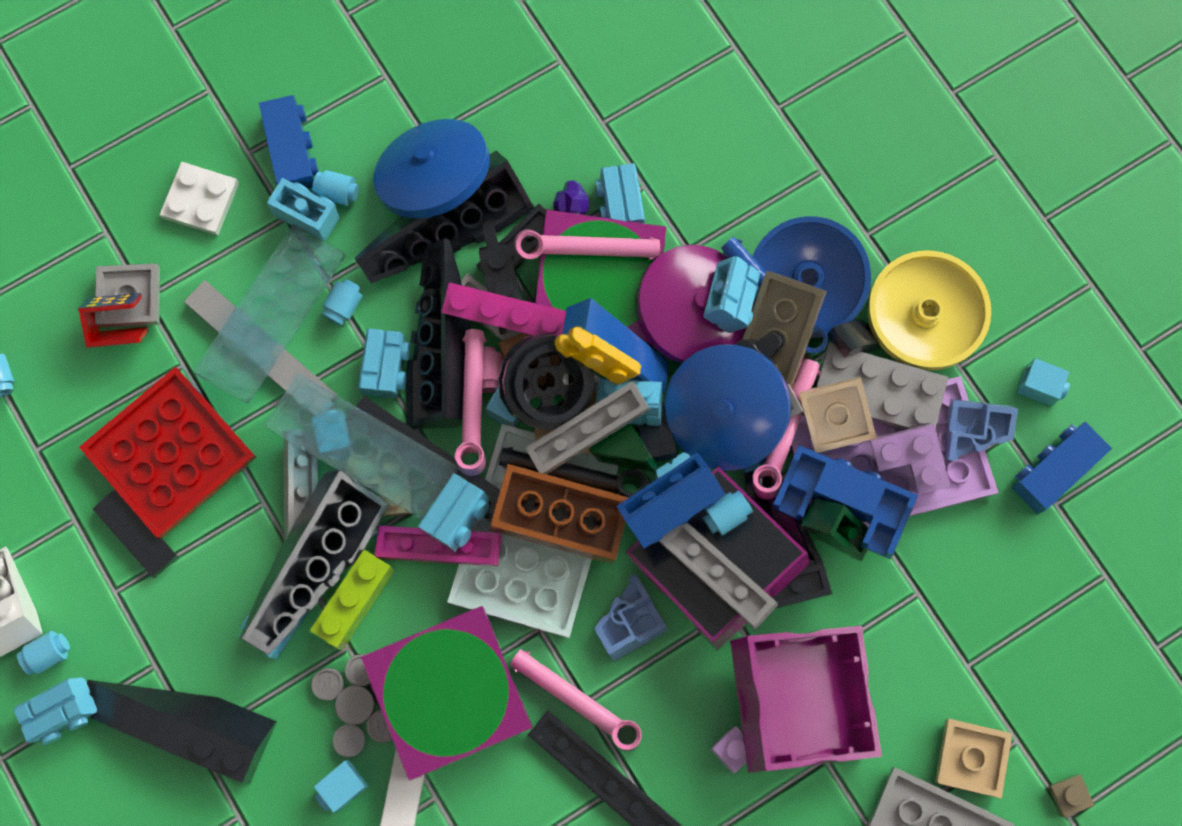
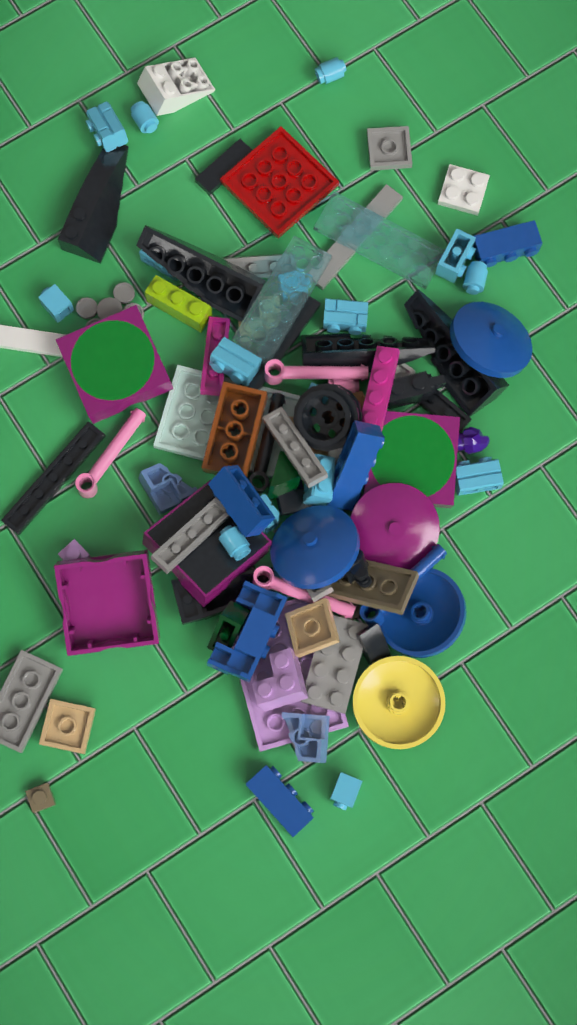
camera: 90 degrees right, 0 degrees up
(97, 338) = (358, 140): red piece -> none
(341, 302) = (390, 286): medium azure brick -> none
(589, 246) = (432, 443): bright pink piece -> none
(598, 355) = (343, 446): yellow hinge -> none
(732, 294) = (398, 548): medium azure brick -> none

